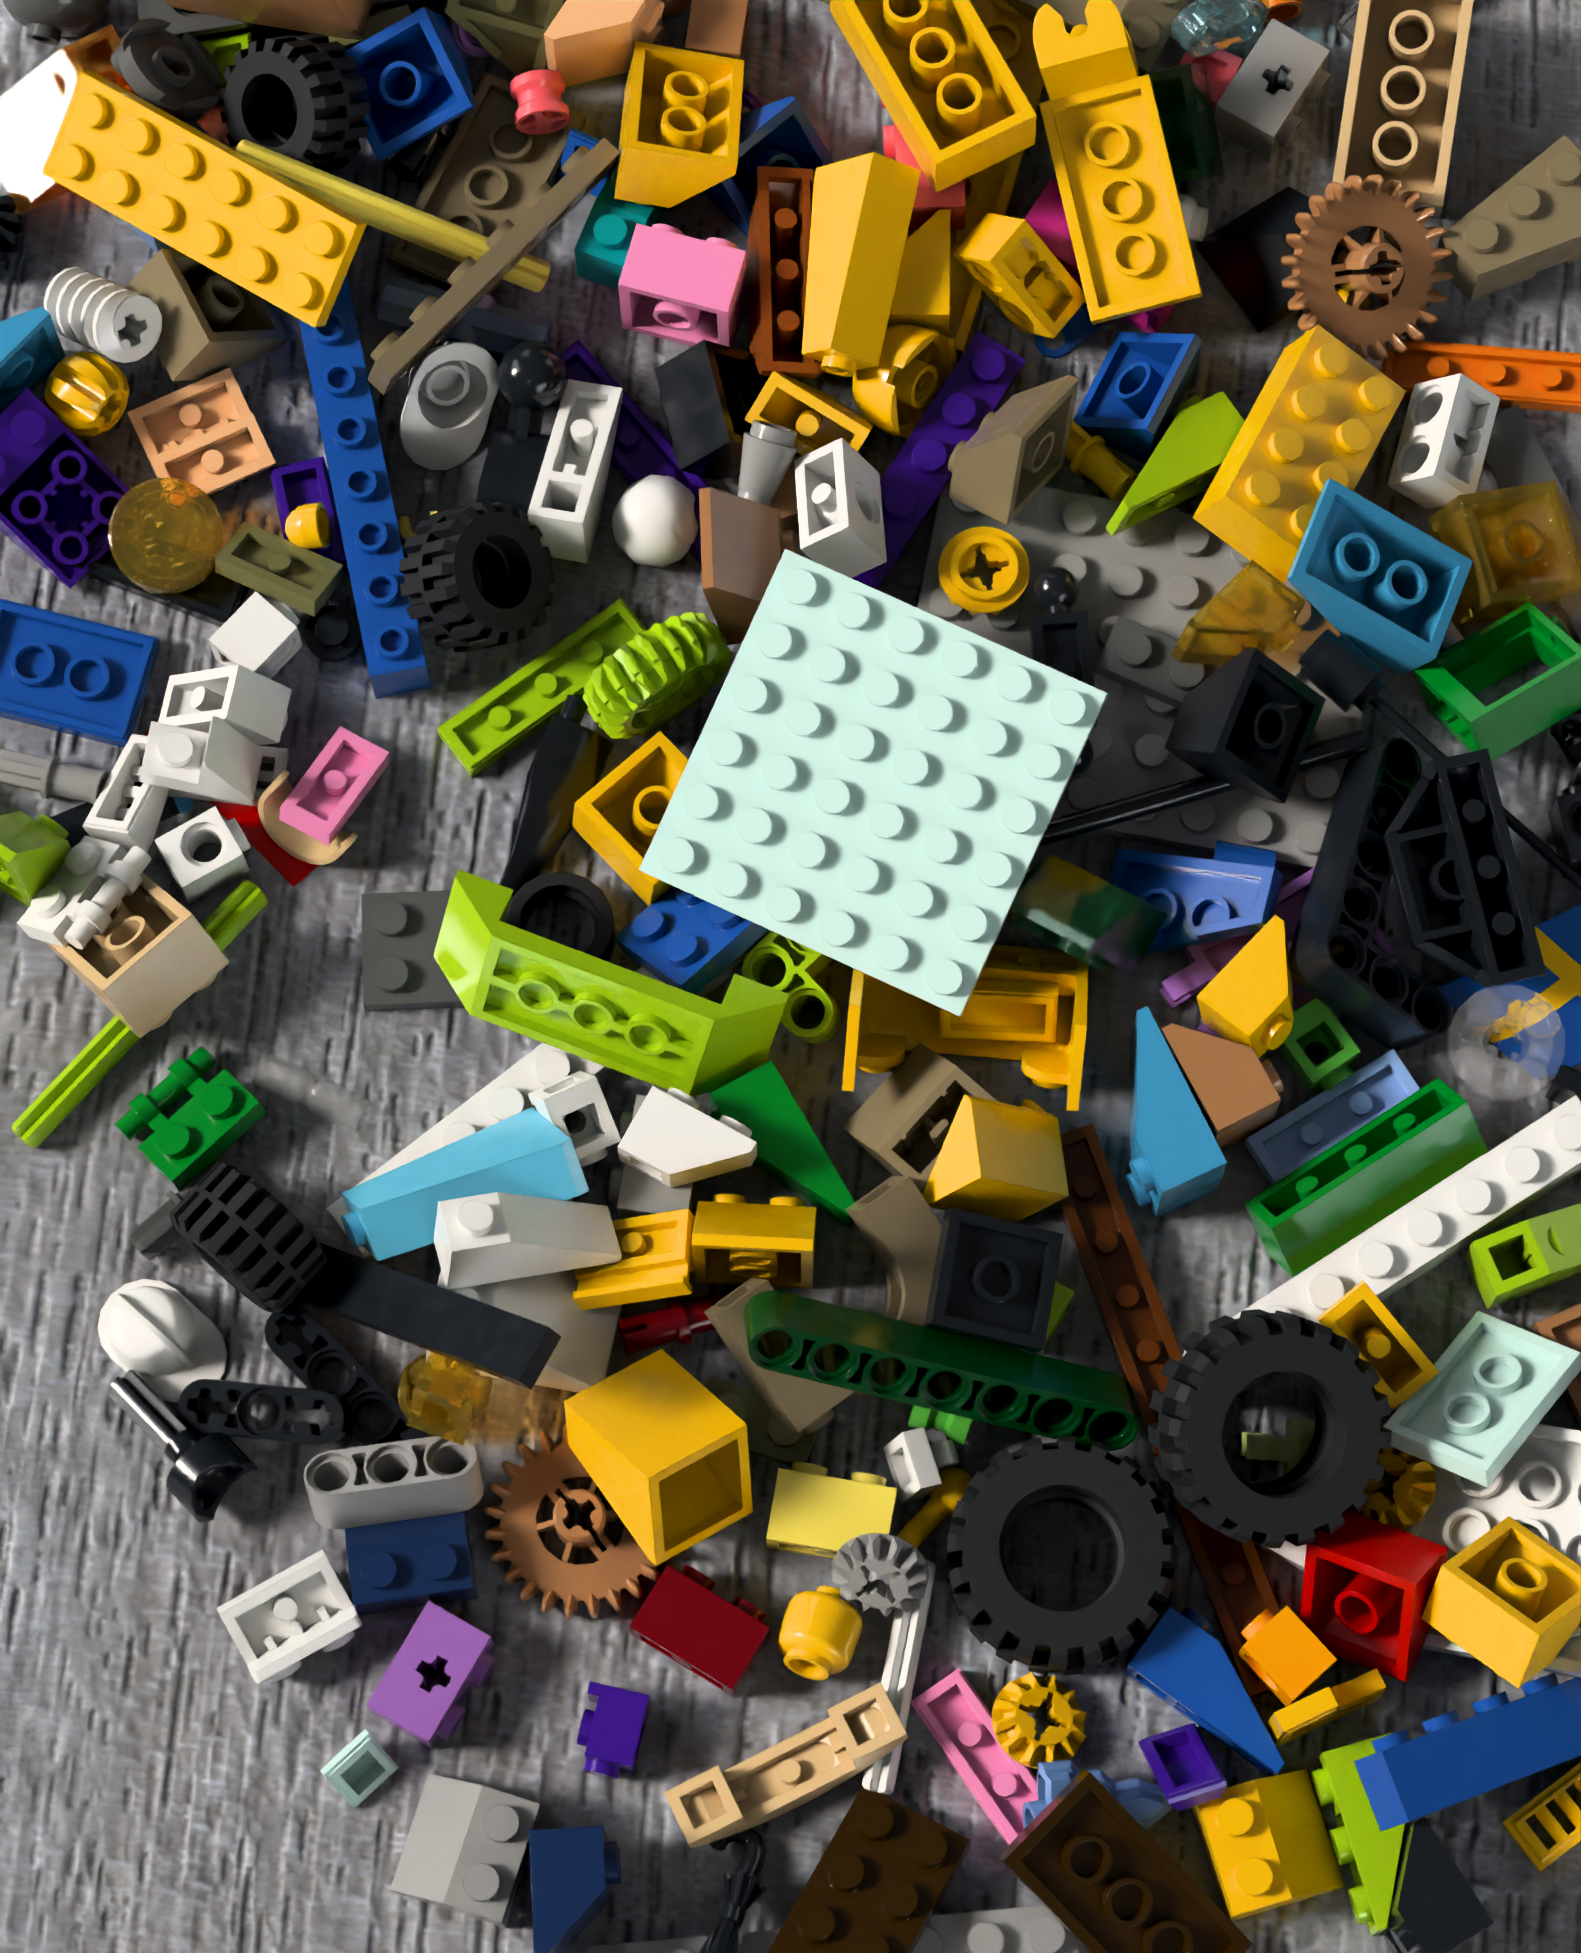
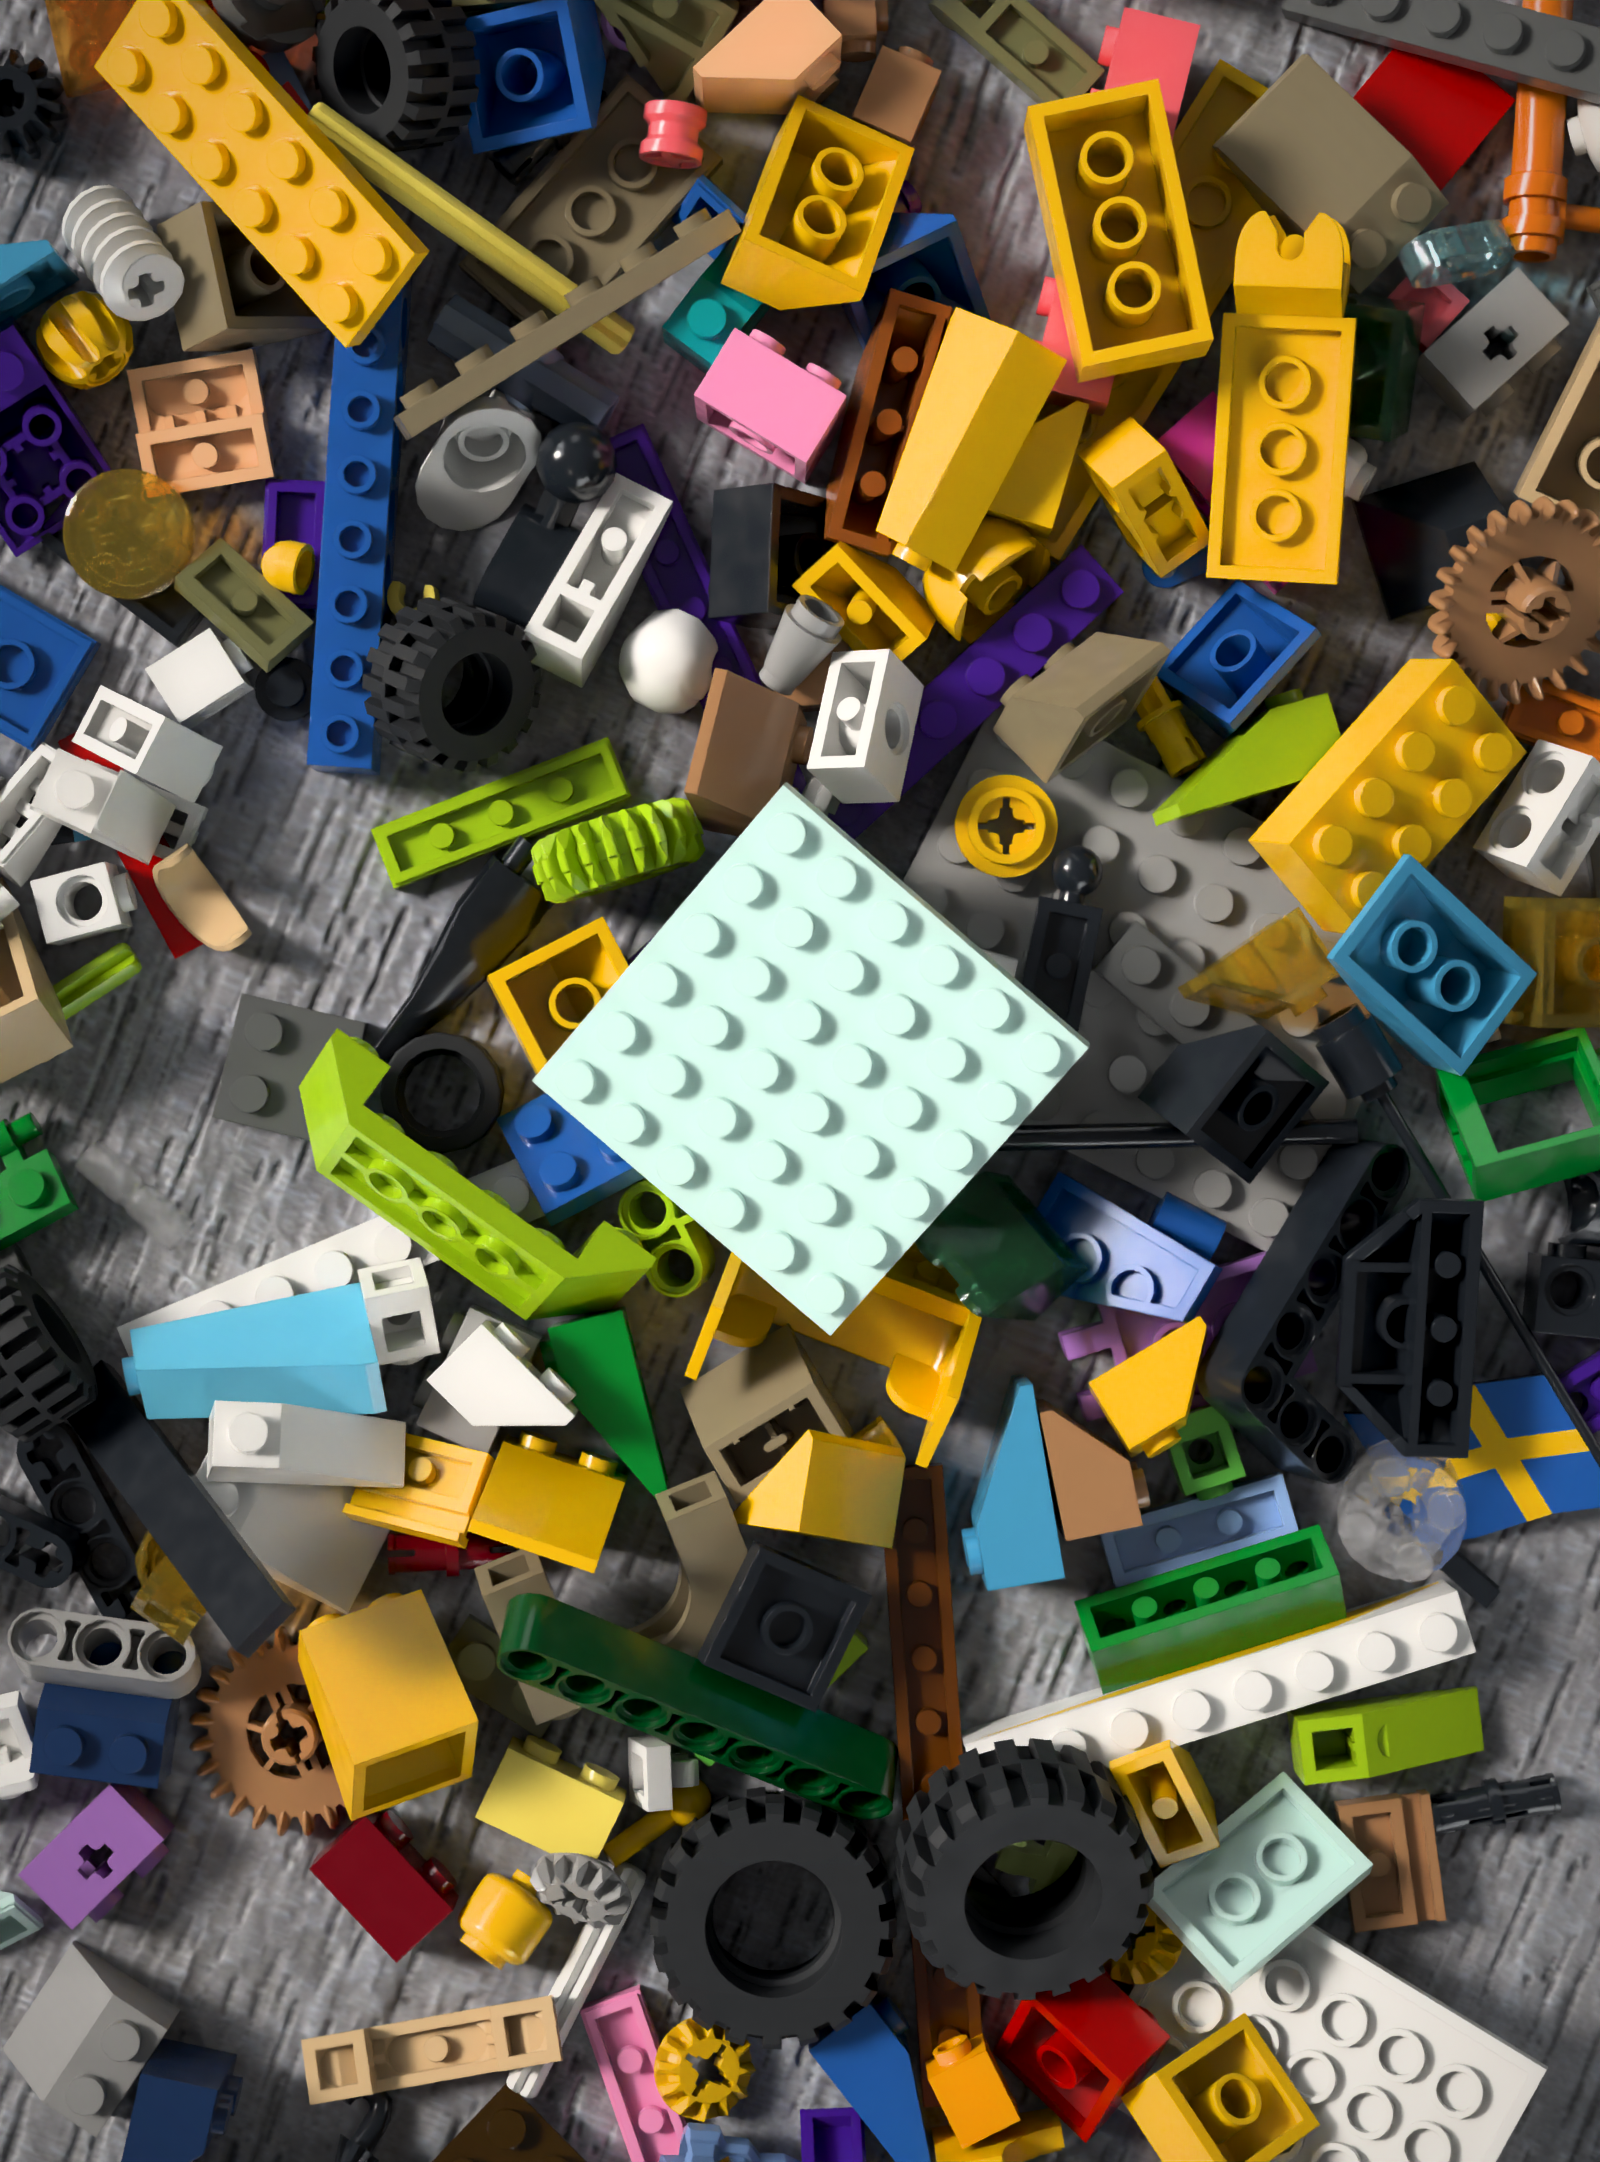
camera: 20 degrees right, 15 degrees up
(334, 786) = (241, 867): bright pink plate -> none
(613, 1730) = (268, 1958): dark purple brick -> none
(1005, 1013) = (895, 1325): yellow tile -> none

